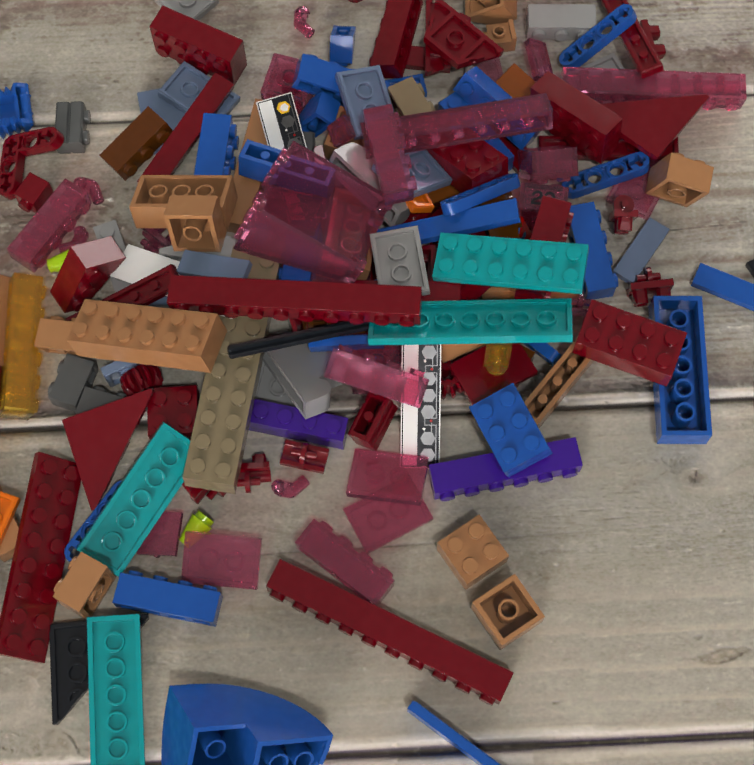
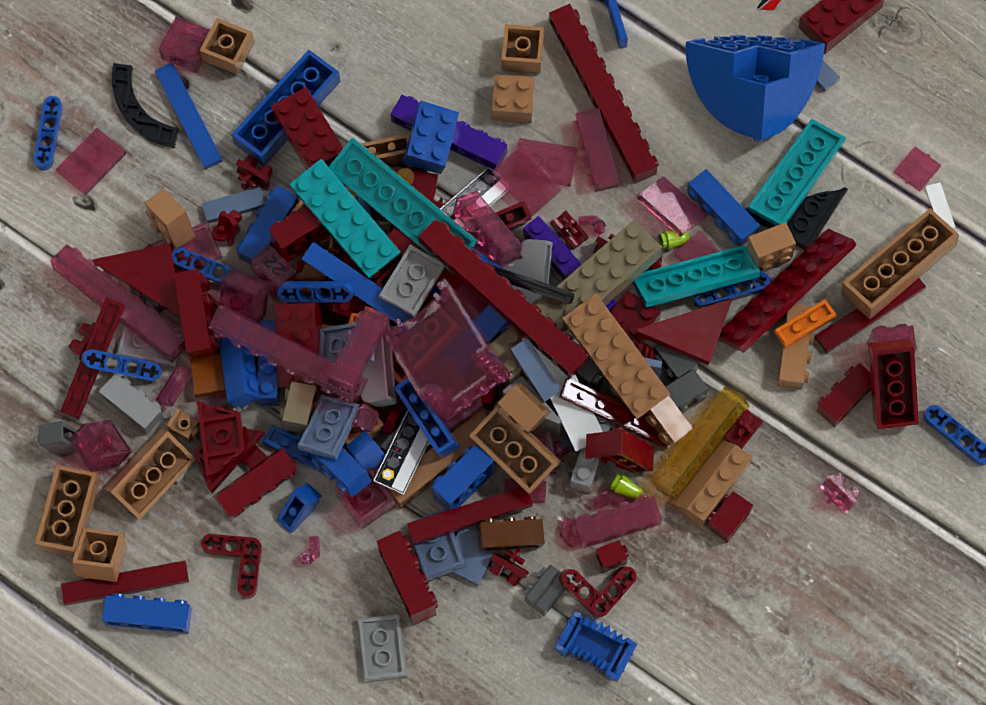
camera: 140 degrees left, 0 degrees up
(115, 123) = (517, 572): none -> dark red hips

